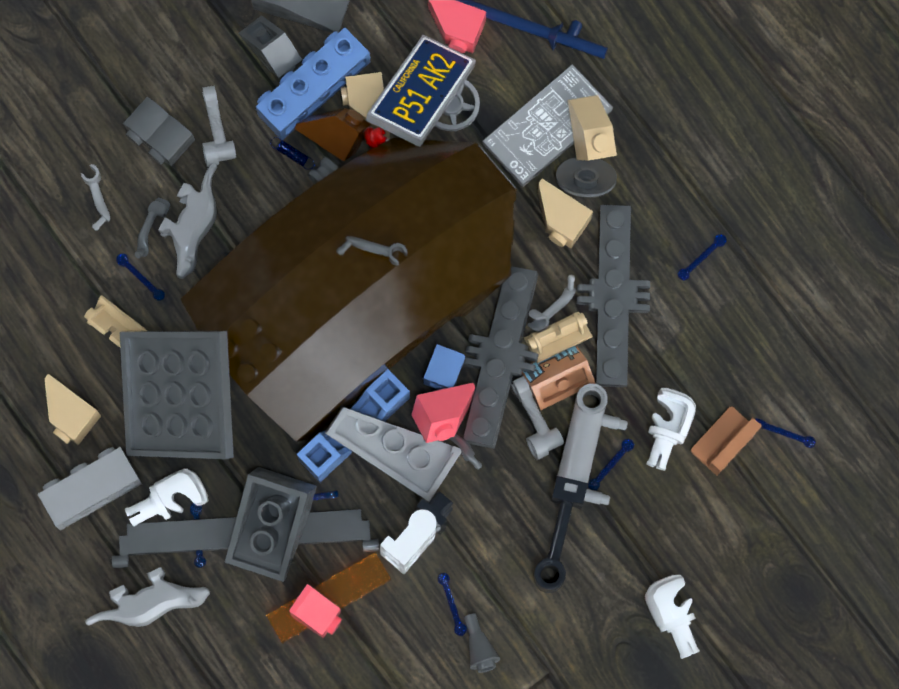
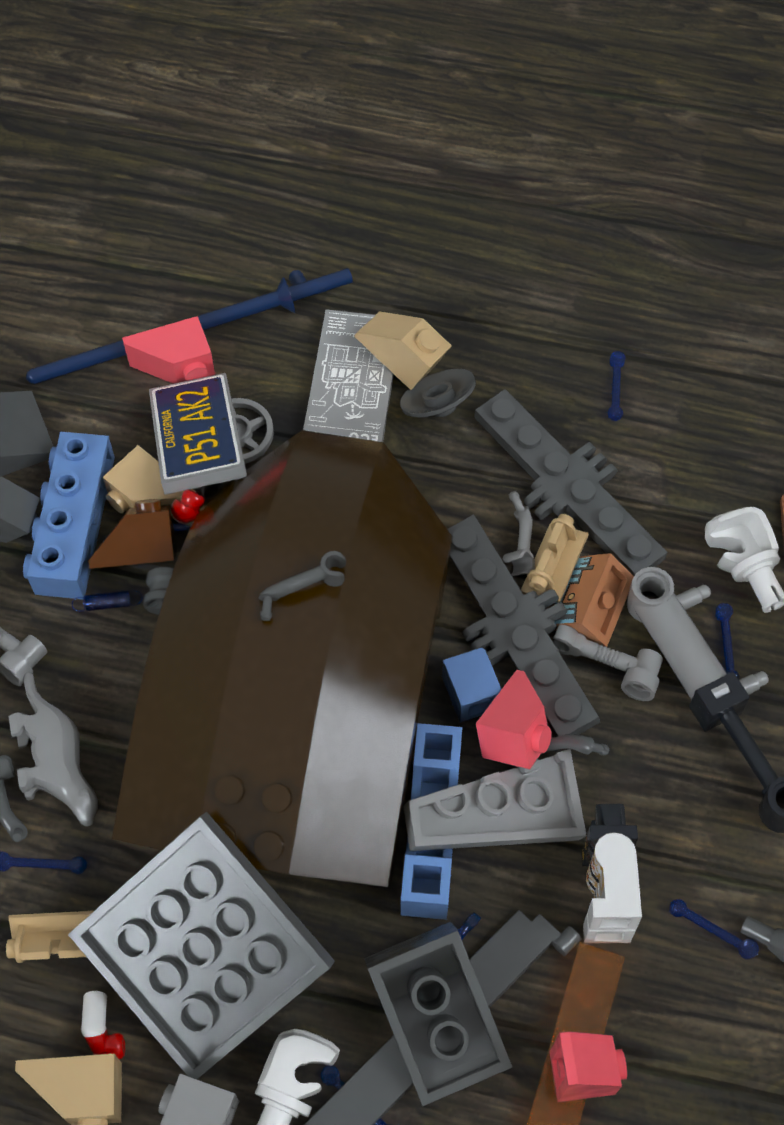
camera: 40 degrees left, 15 degrees down
(99, 390) = (94, 1026): none -> arm
(562, 215) = (445, 444): tan slope -> none

